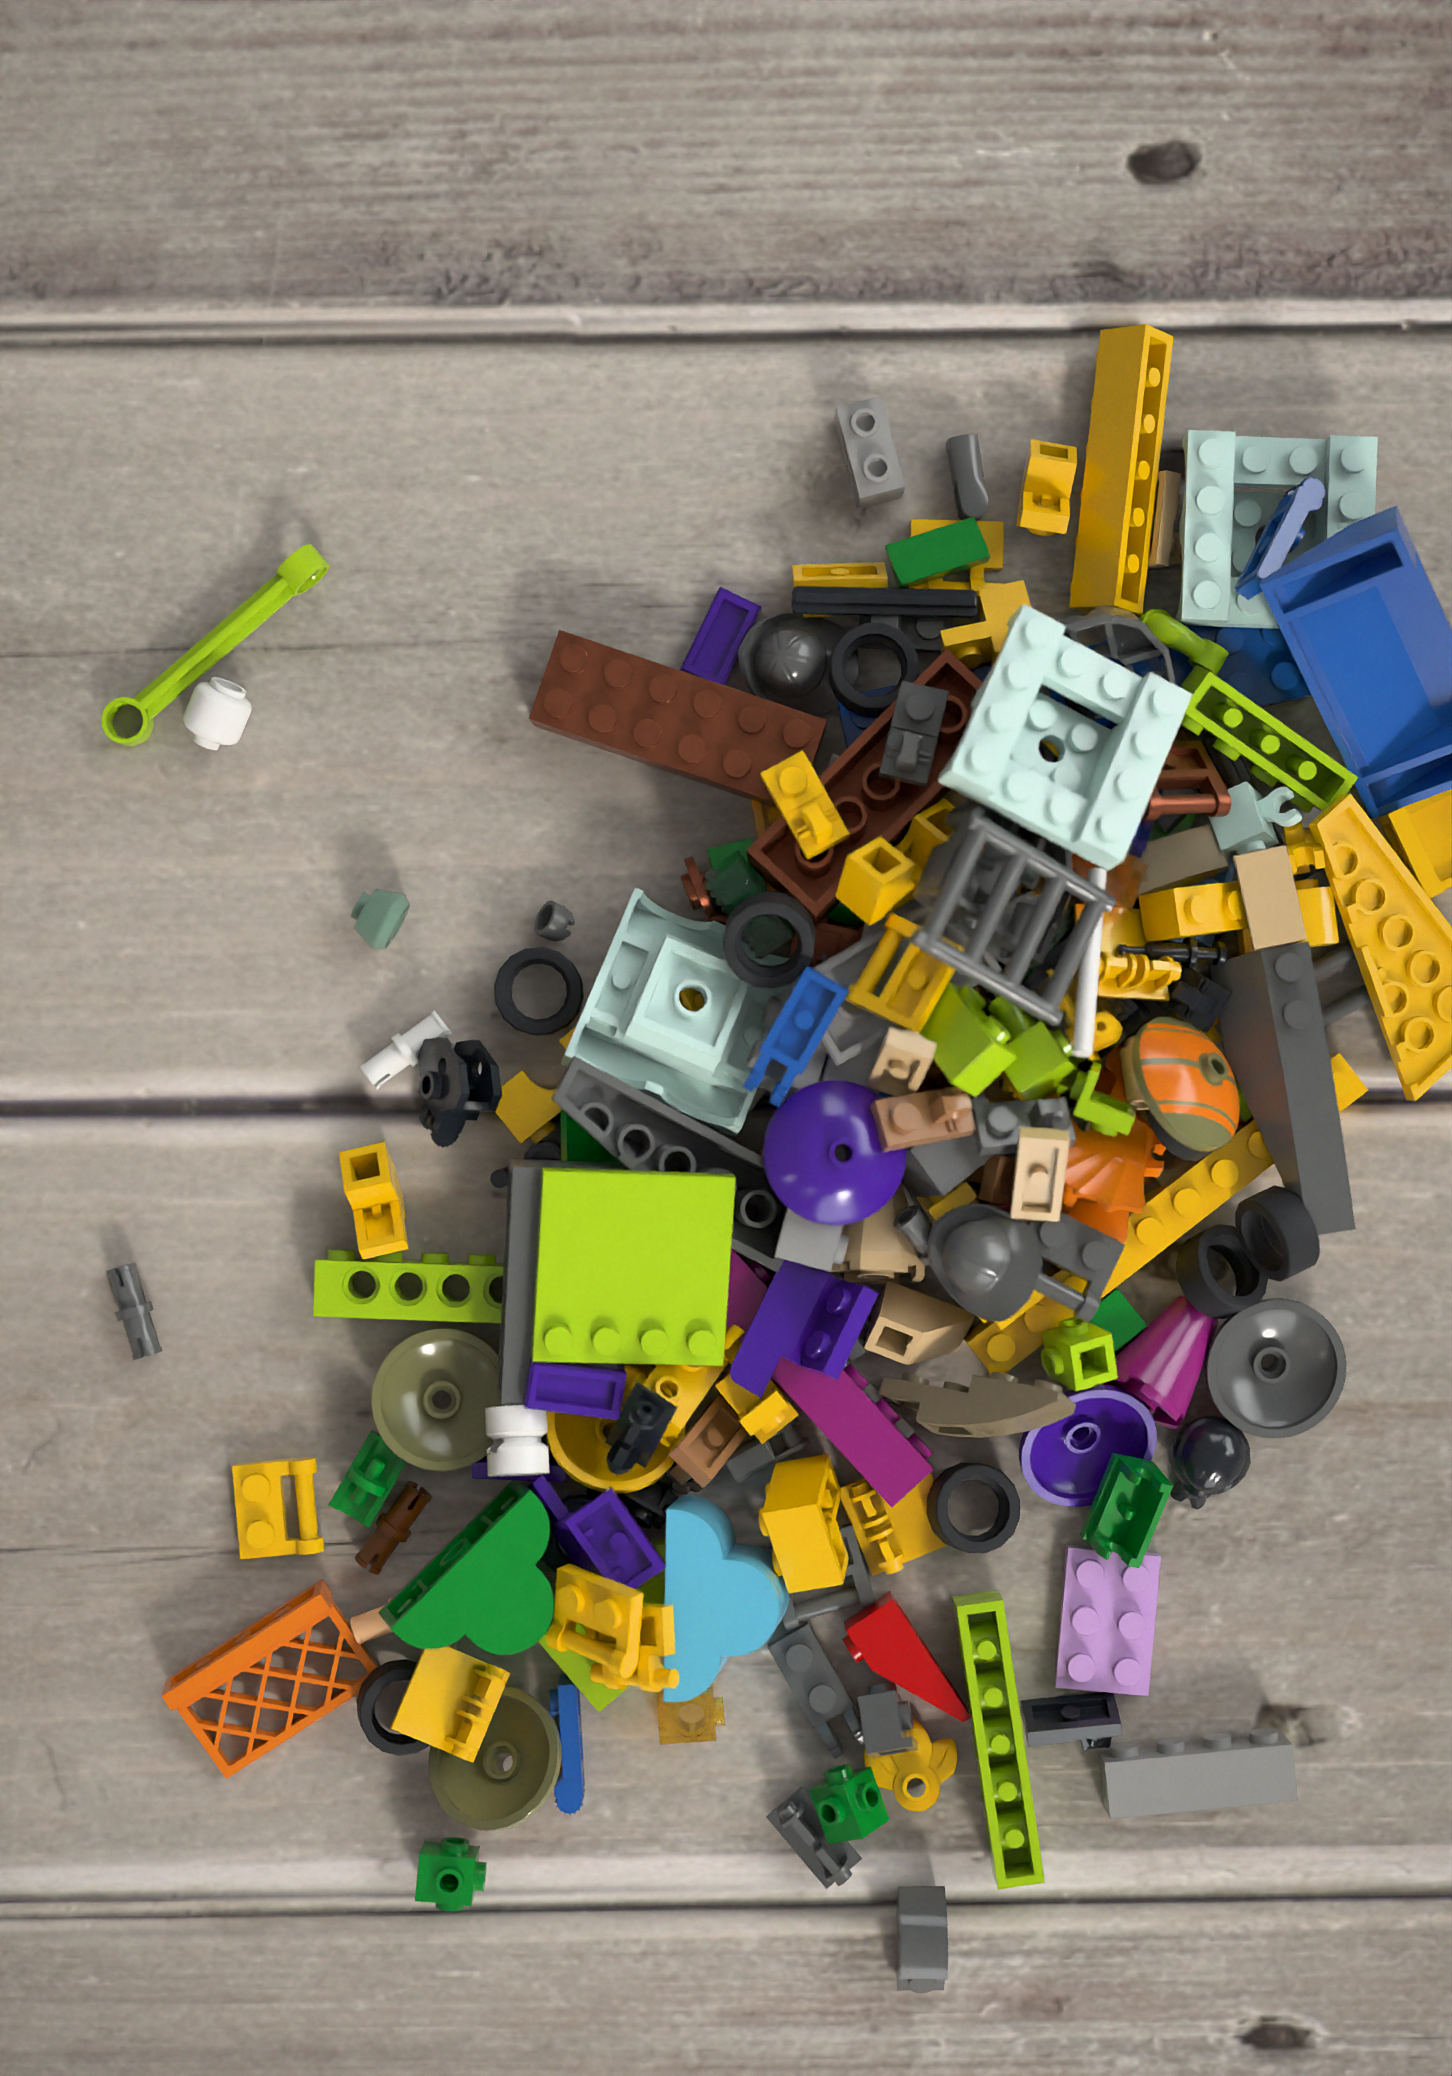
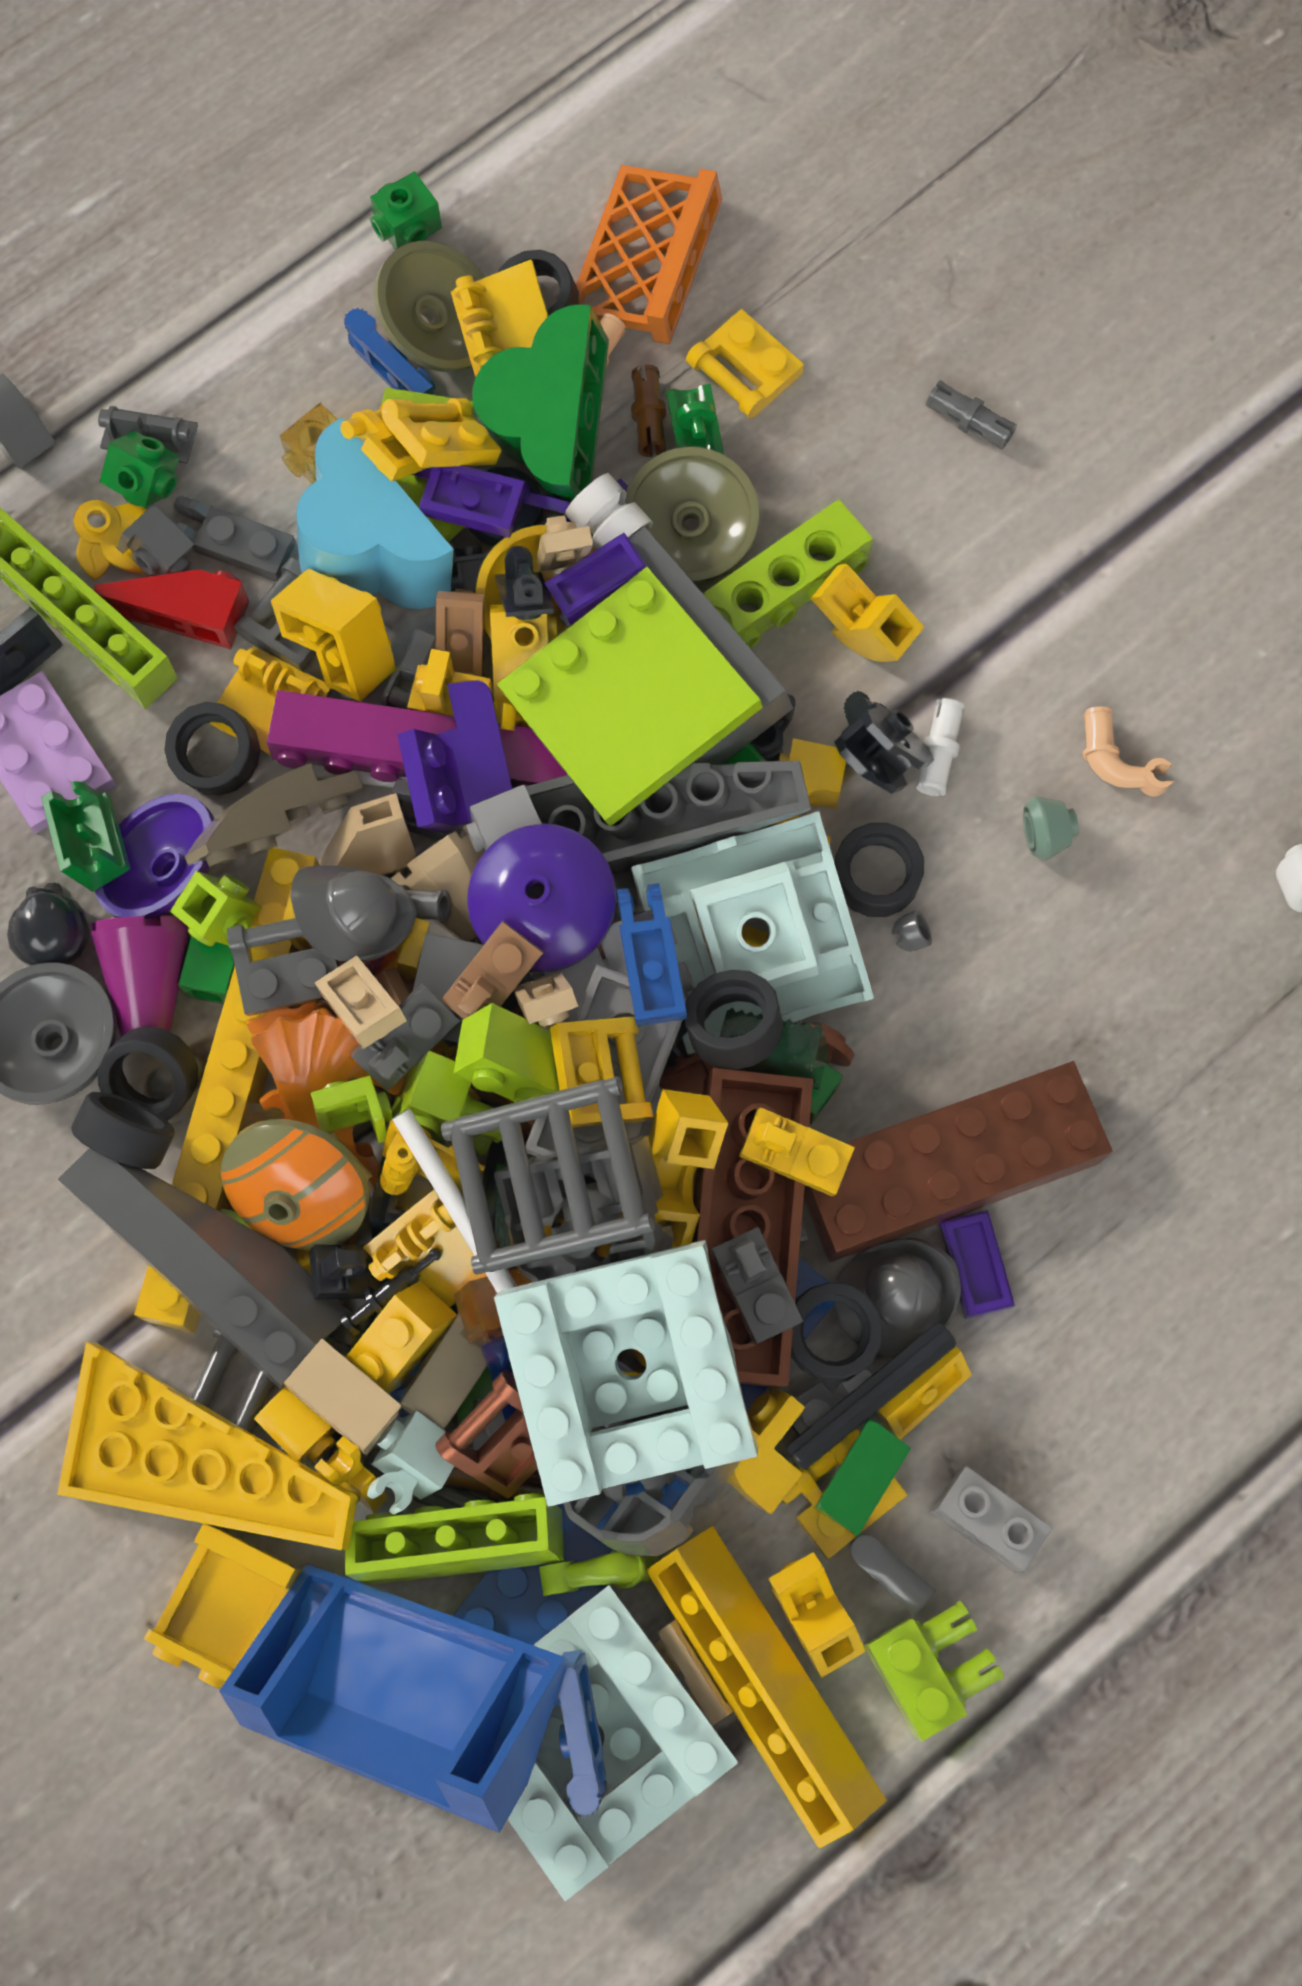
camera: 140 degrees right, 15 degrees down
(287, 936) = (1105, 760): none -> light nougat piece
(582, 1437) = (562, 544): none -> tan hinge
(1011, 403) = (920, 1688): none -> lime brick

